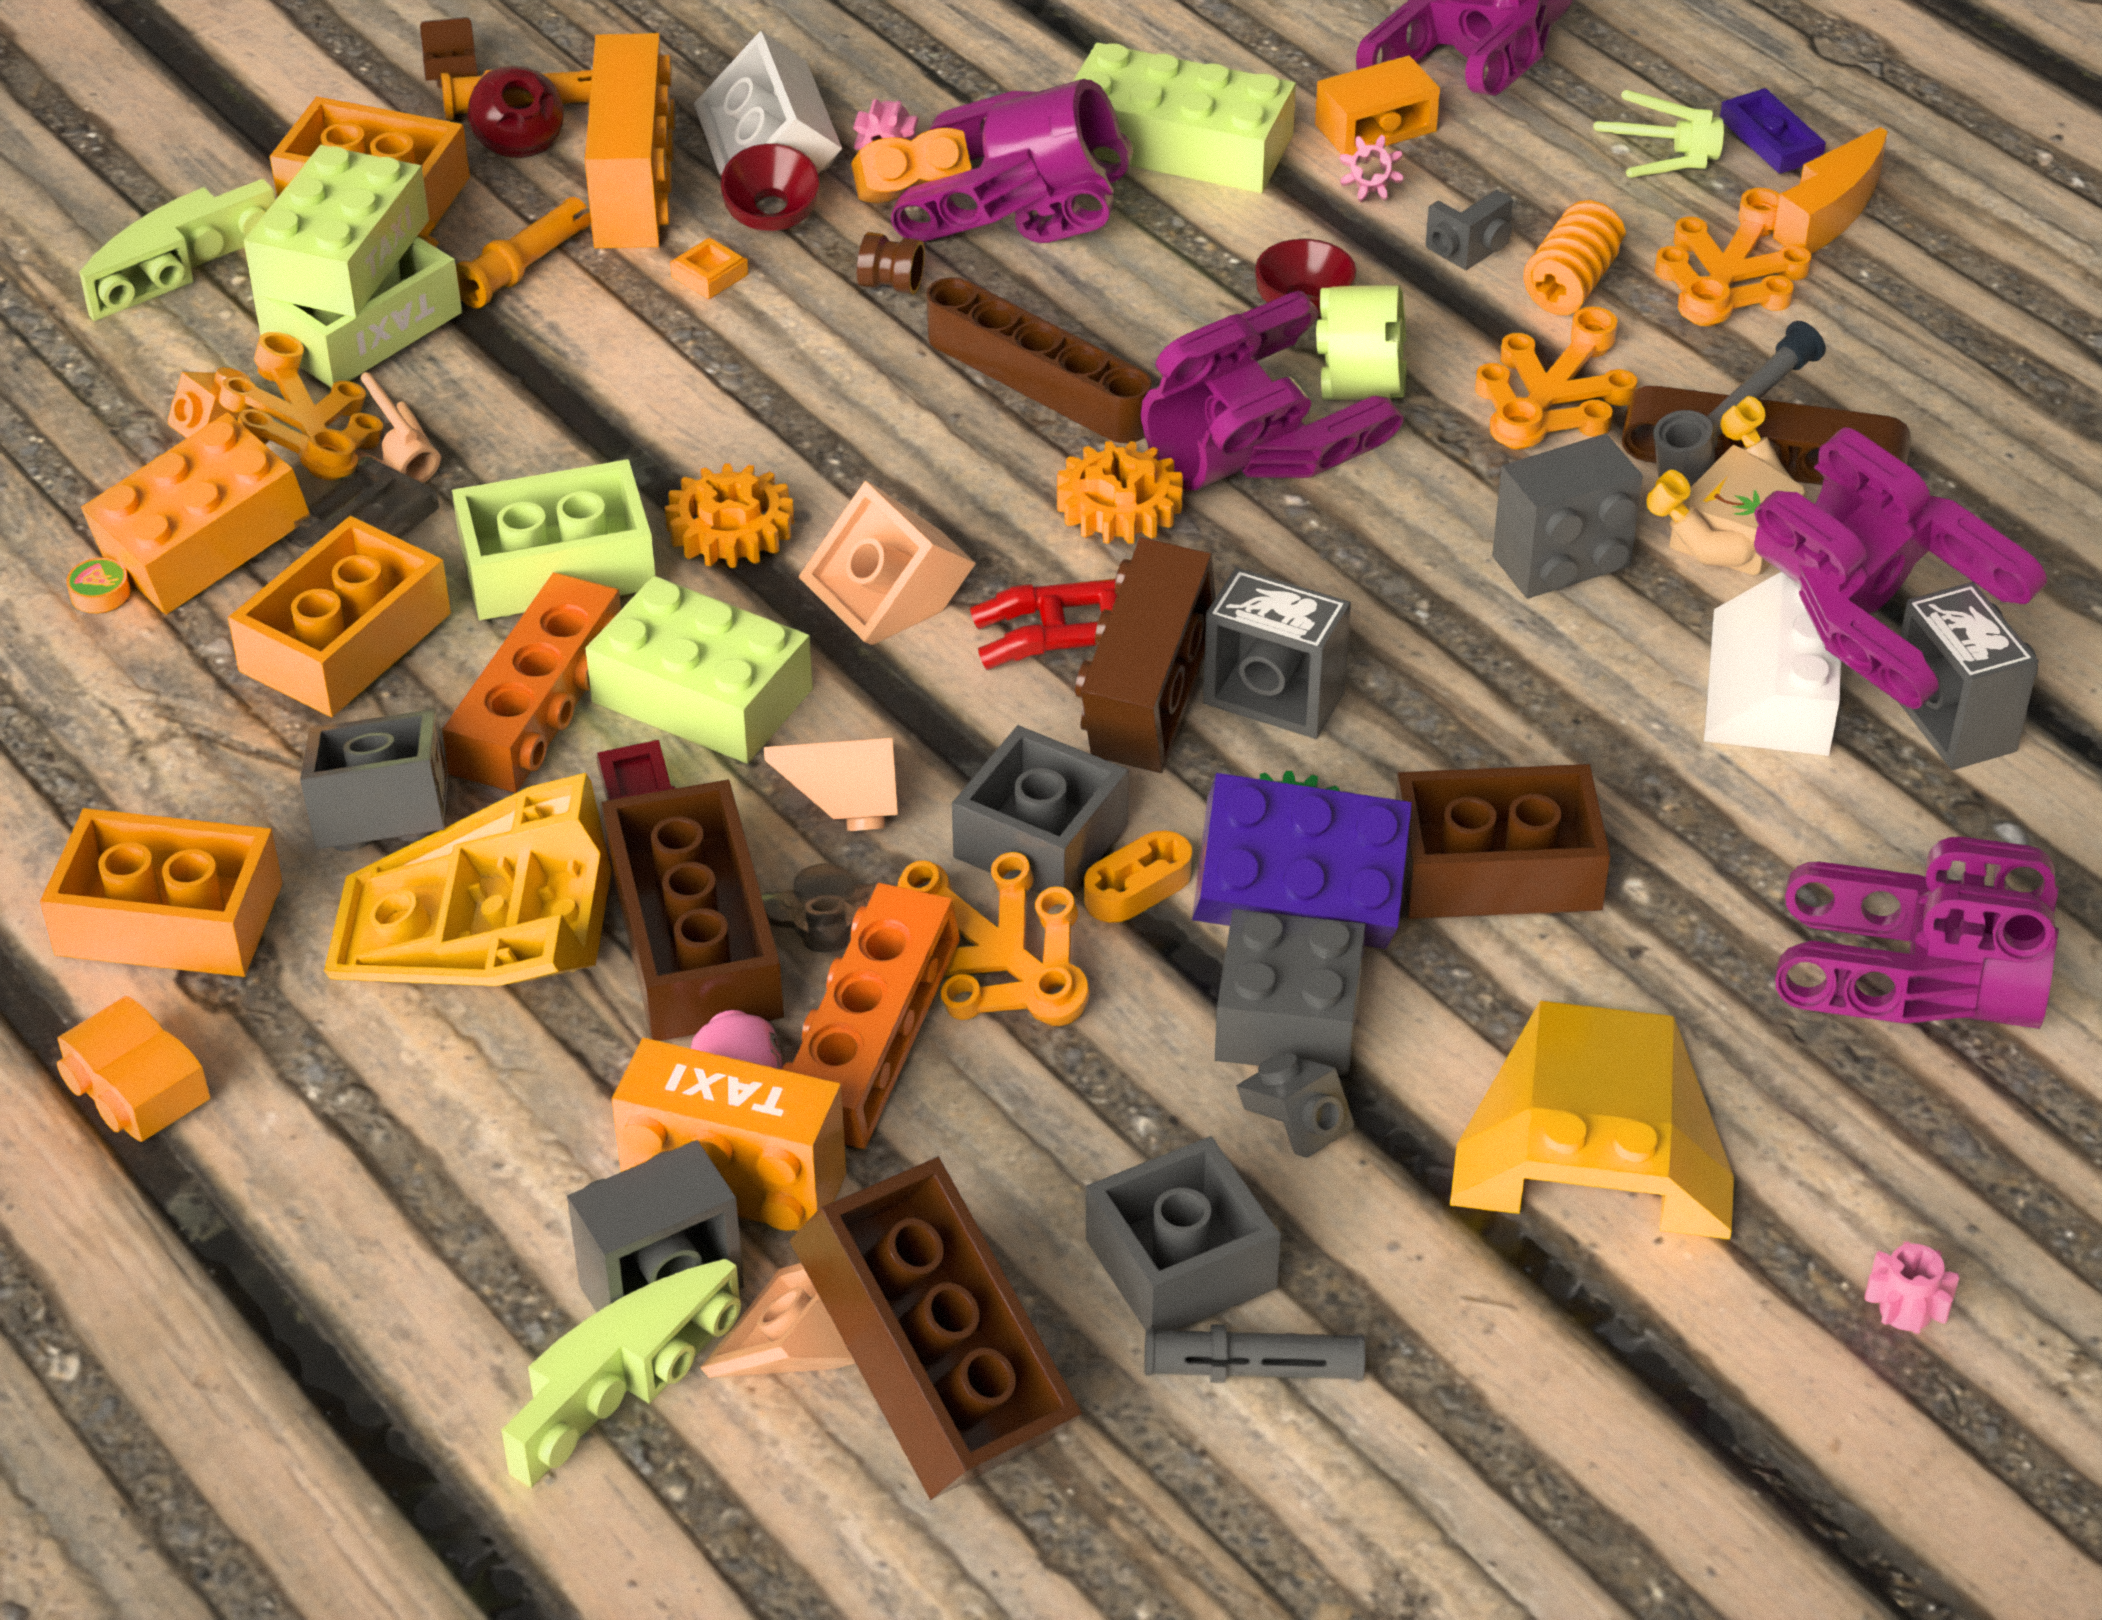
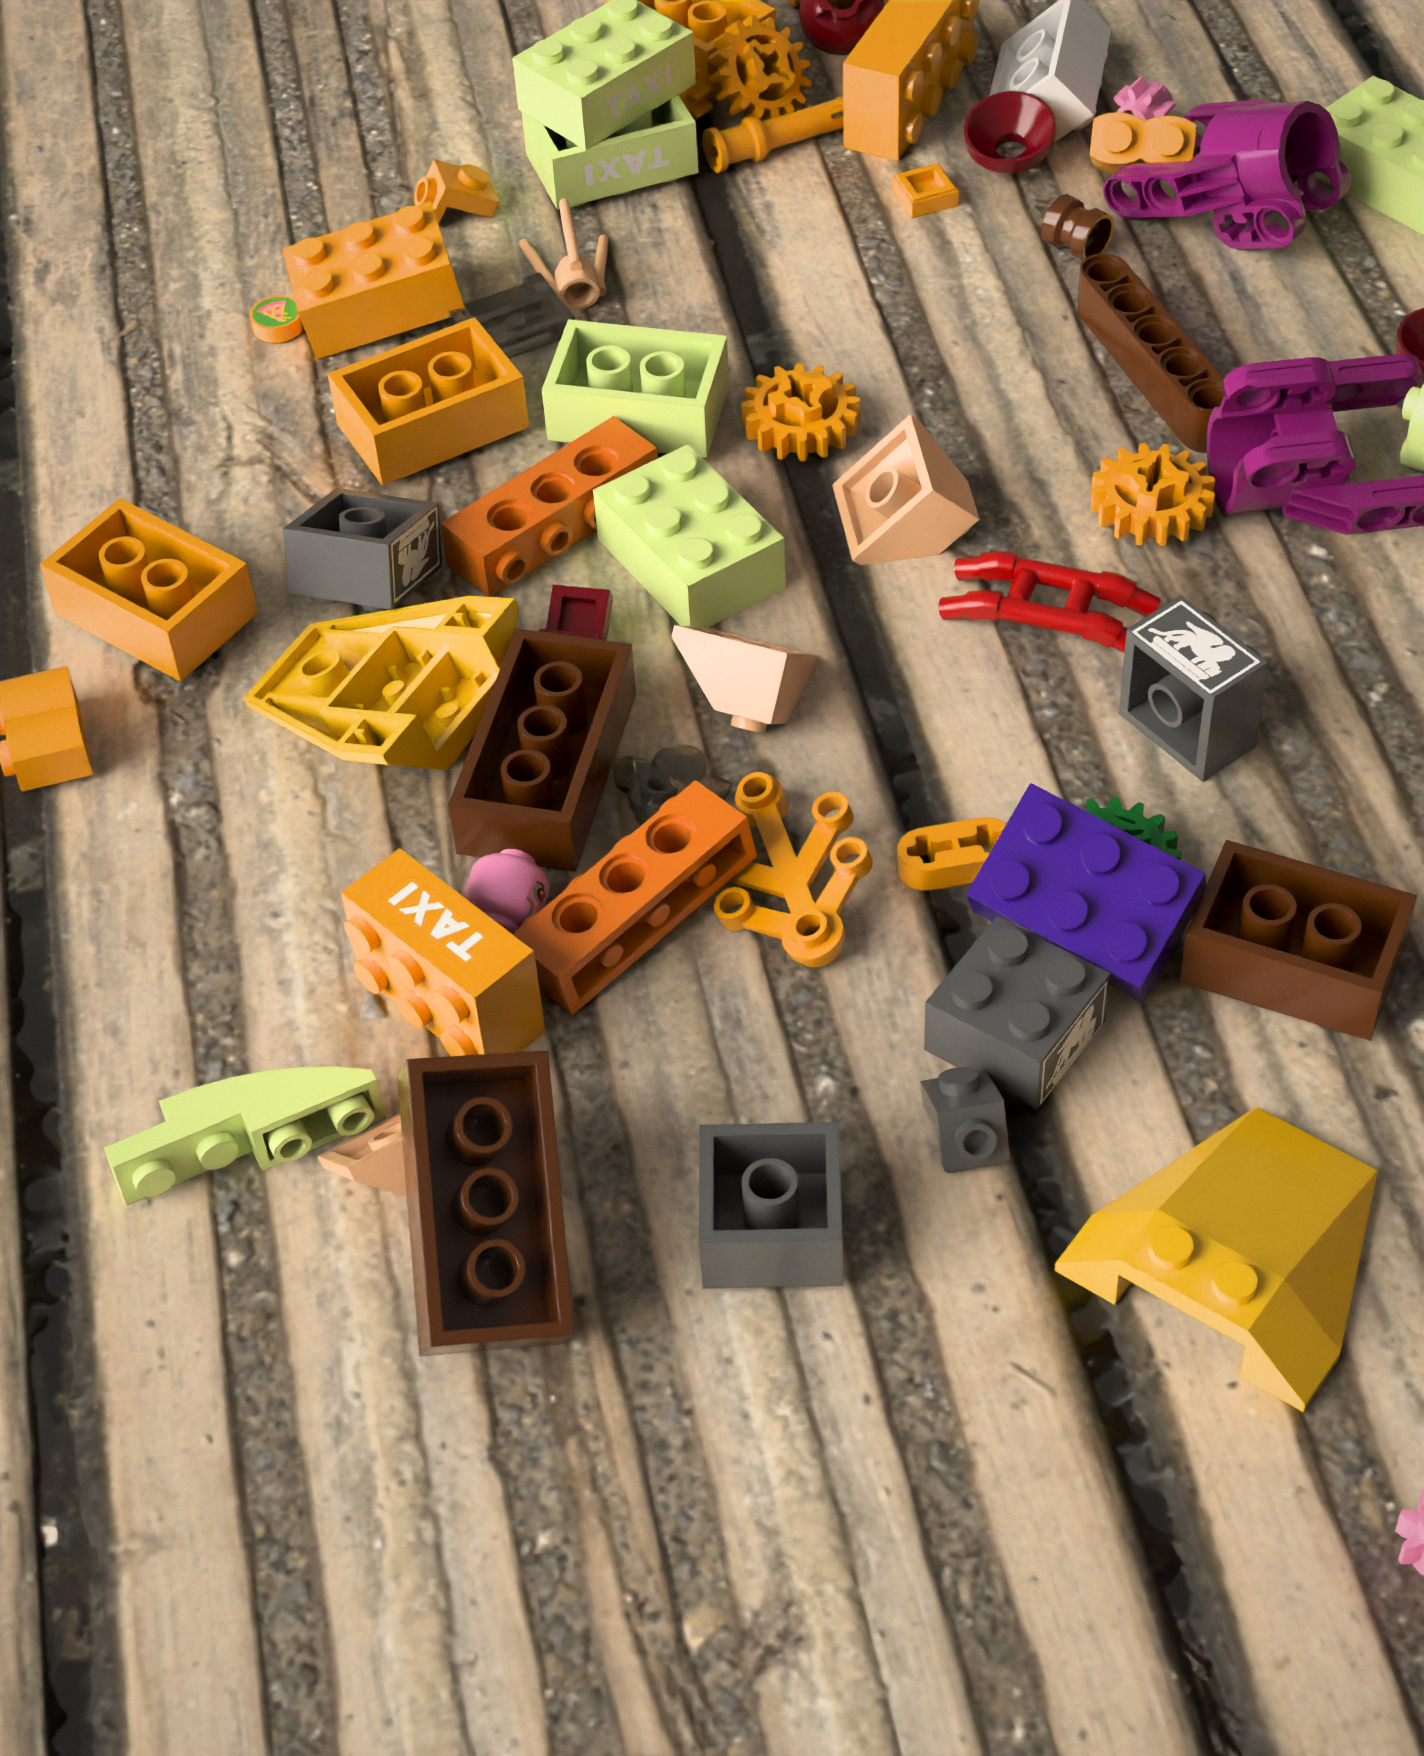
camera: 30 degrees right, 5 degrees up
(166, 243) = (478, 56): yellowish green slope -> none
(321, 450) = (504, 257): light orange plant -> none
(476, 190) = (761, 69): none -> light orange gear
(652, 1224) = (326, 1017): dark grey brick -> none
(1042, 803) = (893, 763): dark grey brick -> none
(1147, 654) = (1061, 651): reddish brown brick -> none
(1253, 1354) = (755, 1330): dark grey pin -> none

